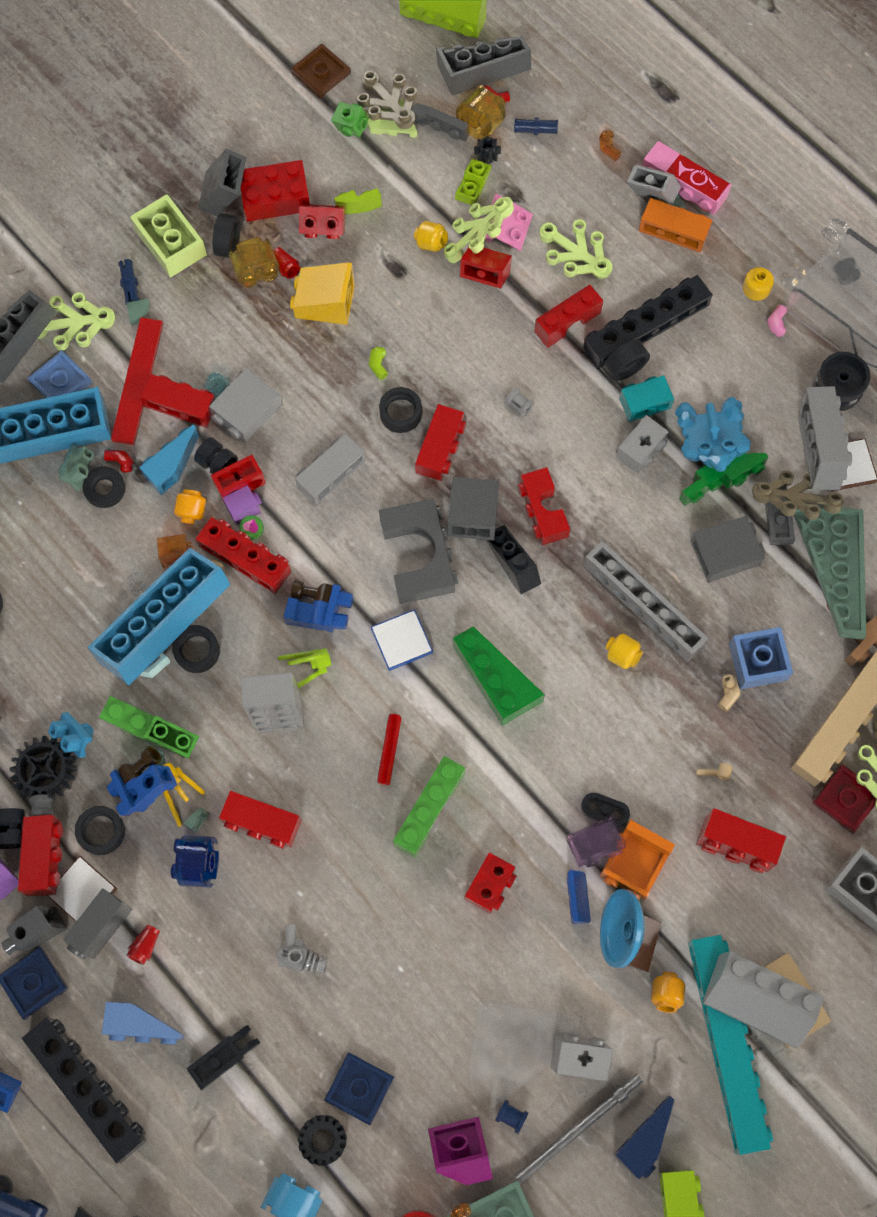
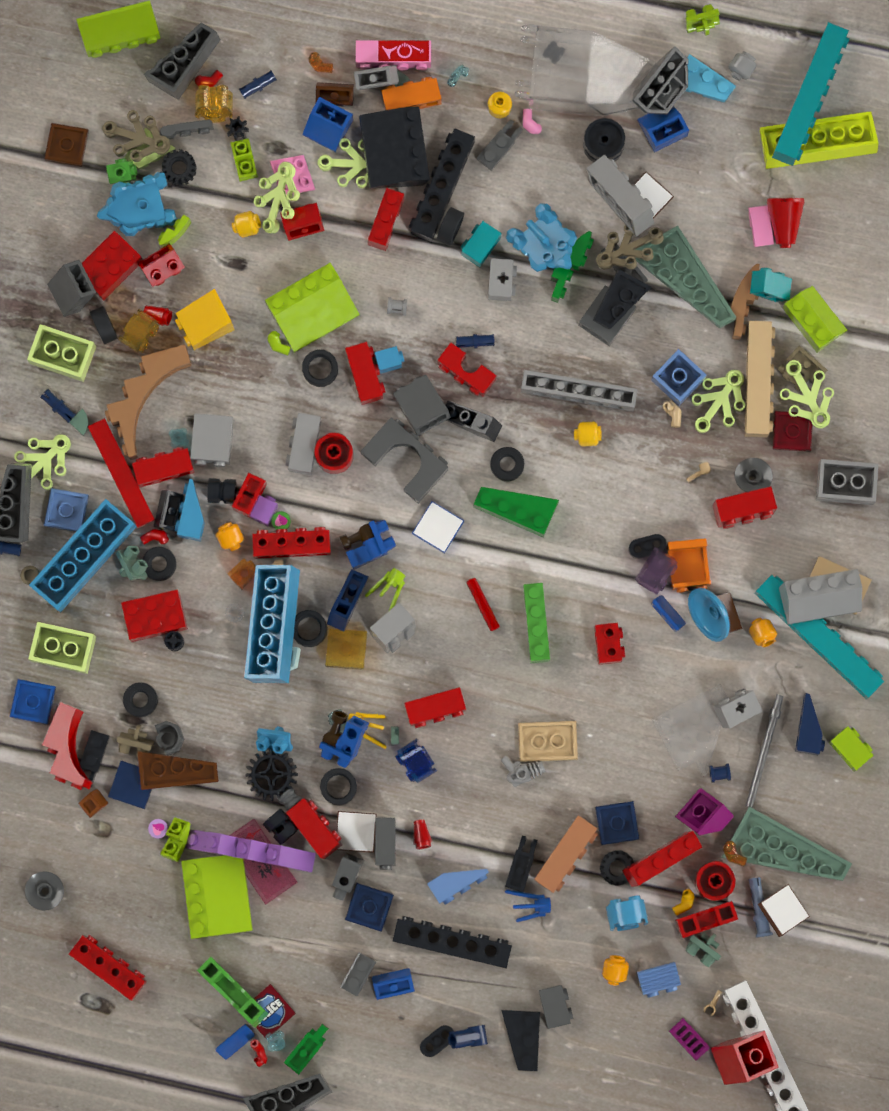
camera: 35 degrees left, 10 degrees up
(54, 564) = (172, 638): none -> black wheel
(57, 531) = (154, 615): none -> red brick
(149, 727) = (319, 700): bright green slope -> none
(152, 443) = (168, 510): none -> black slope
(209, 1120) = (542, 905): none -> blue plant
(215, 696) = (346, 649): none -> clear yellow plate
(243, 308) = (126, 412): none -> medium nougat arch
(254, 647) = (347, 600): none -> dark blue slope
(276, 1081) = (565, 855): none -> nougat brick
(342, 155) = (138, 205): none -> dark azure shield
(350, 942) = (547, 741): none -> tan tile
(361, 493) = (327, 445): none -> red brick
(376, 1168) = (662, 858): none -> red brick
(407, 139) = (179, 178): none -> black tyre
(435, 349) = (312, 307): none -> lime slope
(473, 446) = (389, 359): none -> dark azure brick
(527, 614) = (507, 475): none -> black tyre
(573, 485) = (475, 341): none -> dark blue pin
(576, 197) = (327, 124): none -> blue slope
(602, 180) = (335, 93): none -> reddish brown slope
(624, 256) = (394, 148): none -> black slope
(730, 323) = (498, 146): none -> dark grey hinge
(735, 234) = (454, 77): none -> clear light blue arm
(752, 536) = (619, 298): none -> black wing
(778, 807) = (756, 468): none -> dark grey dish
(790, 711) = (720, 398): none -> yellowish green plant

